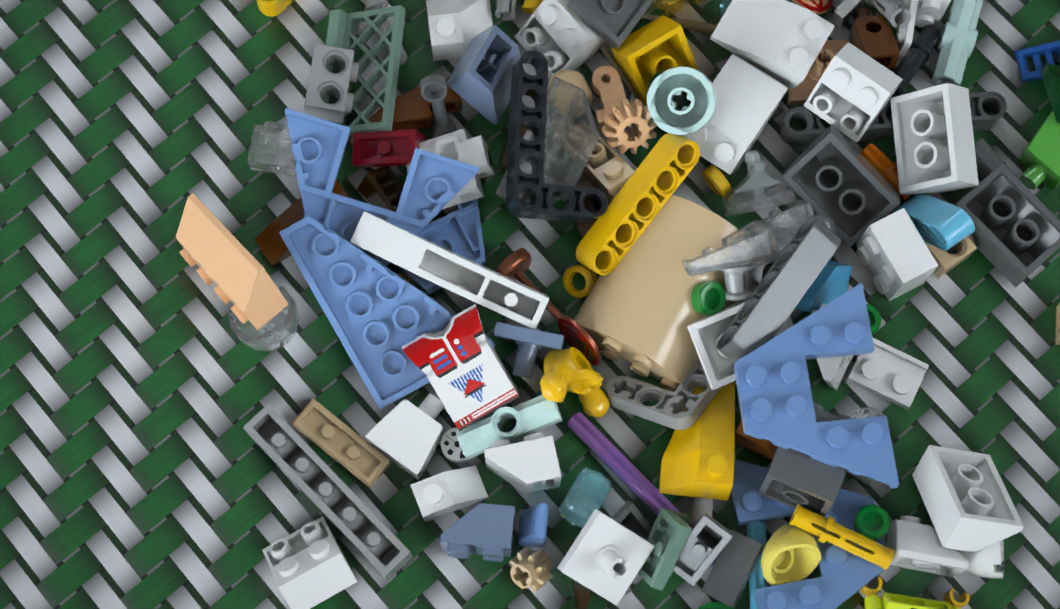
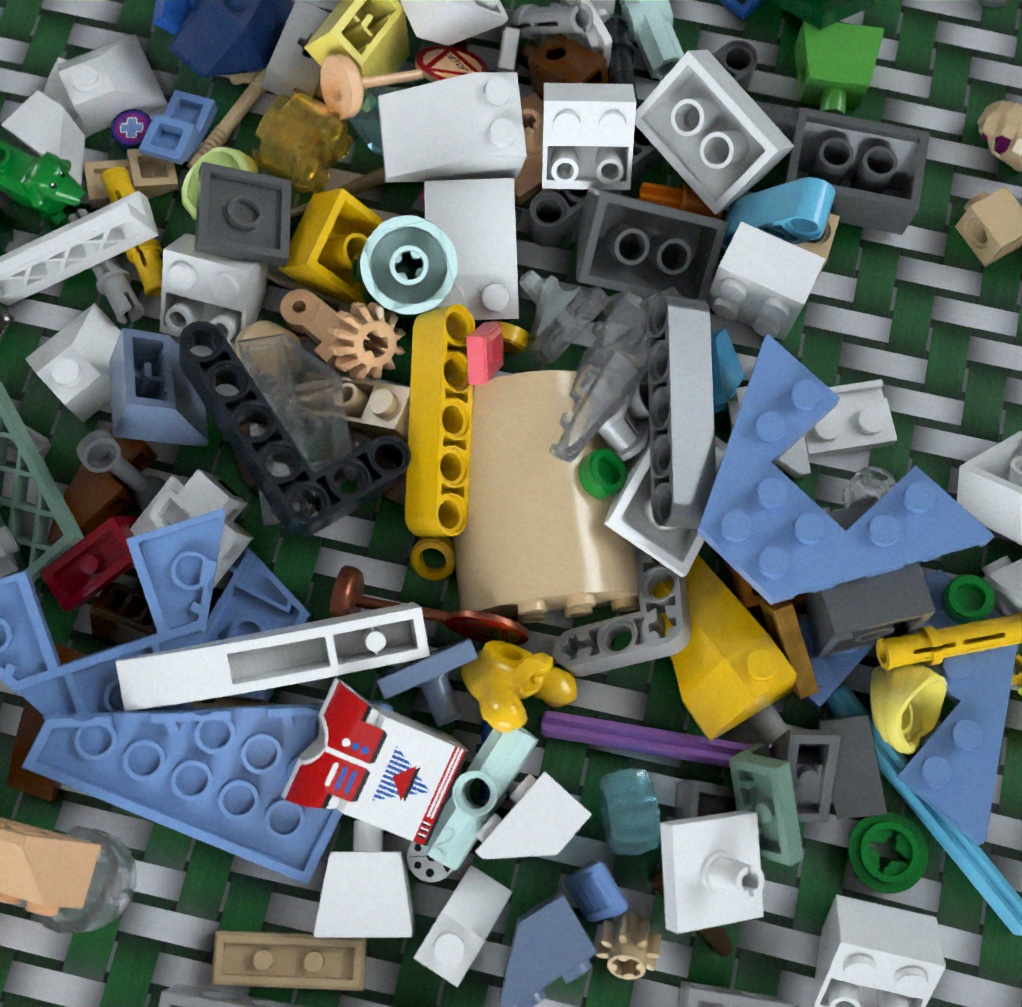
camera: 35 degrees left, 0 degrees up
(692, 181) = (484, 352): none -> coral tile
(743, 470) = (786, 634): none -> pearl gold tile

